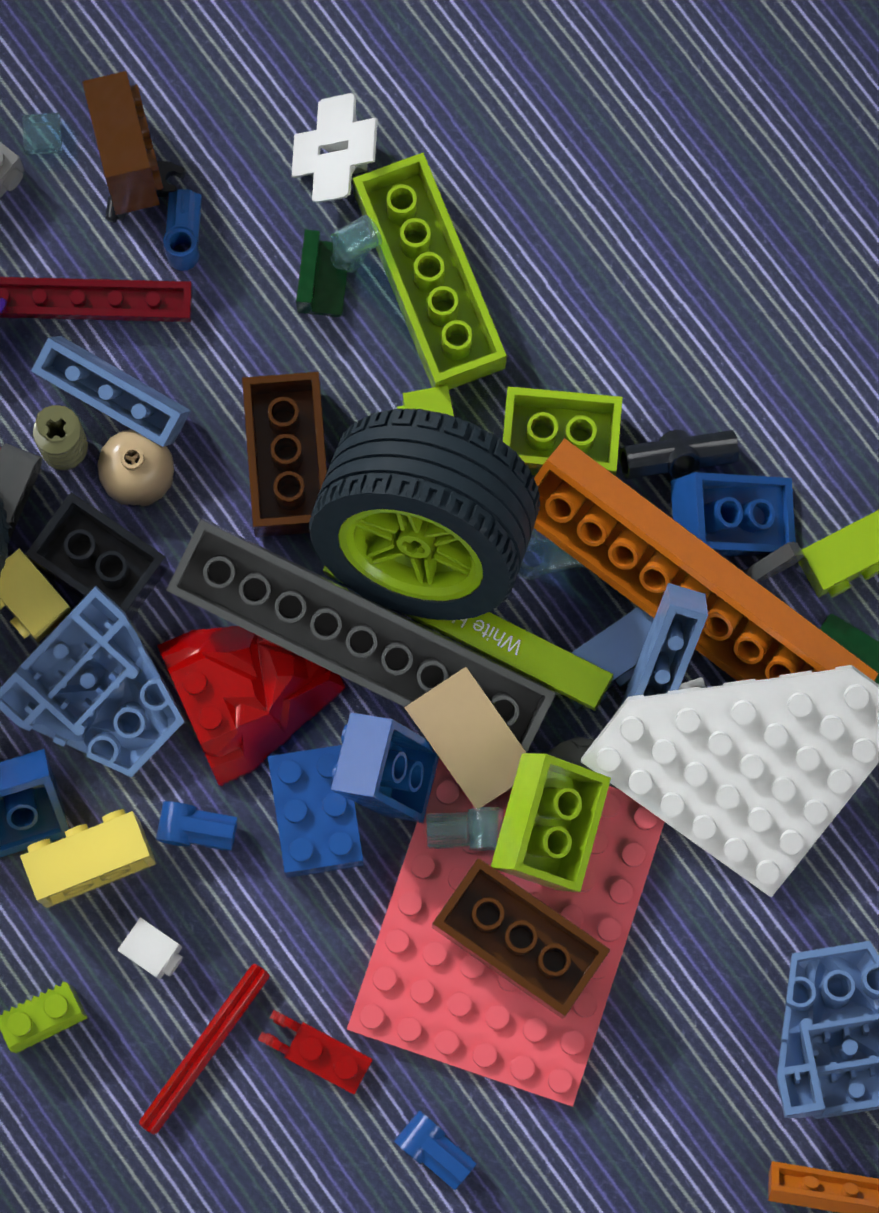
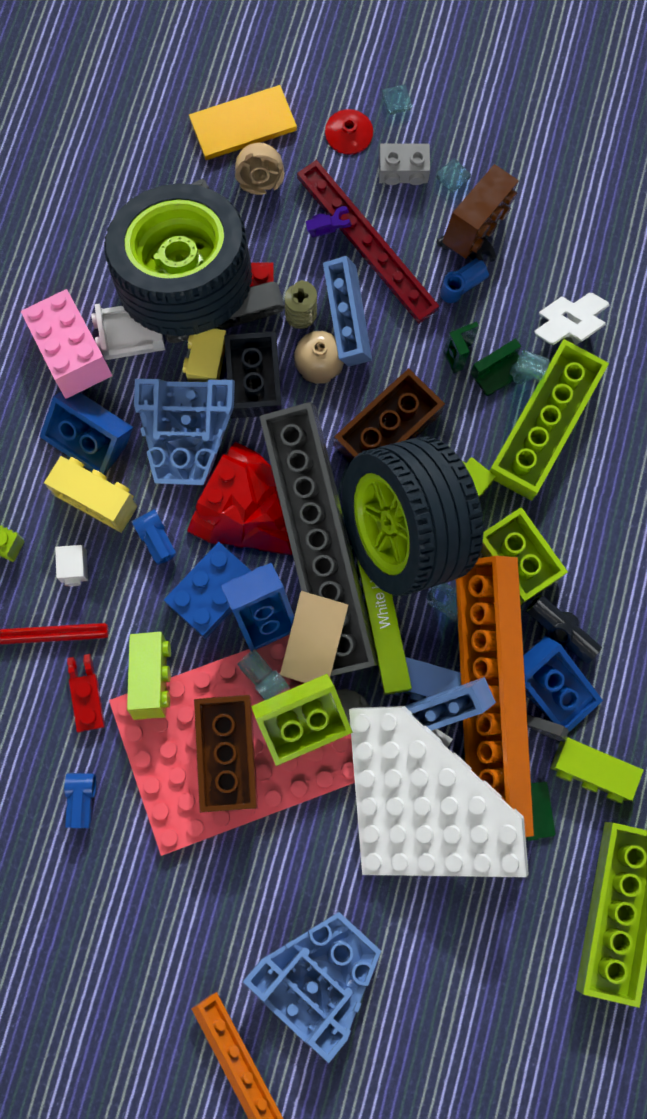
camera: 50 degrees right, 0 degrees up
(261, 305) = (457, 346): none -> dark green panel
(358, 958) = (148, 675): none -> lime brick

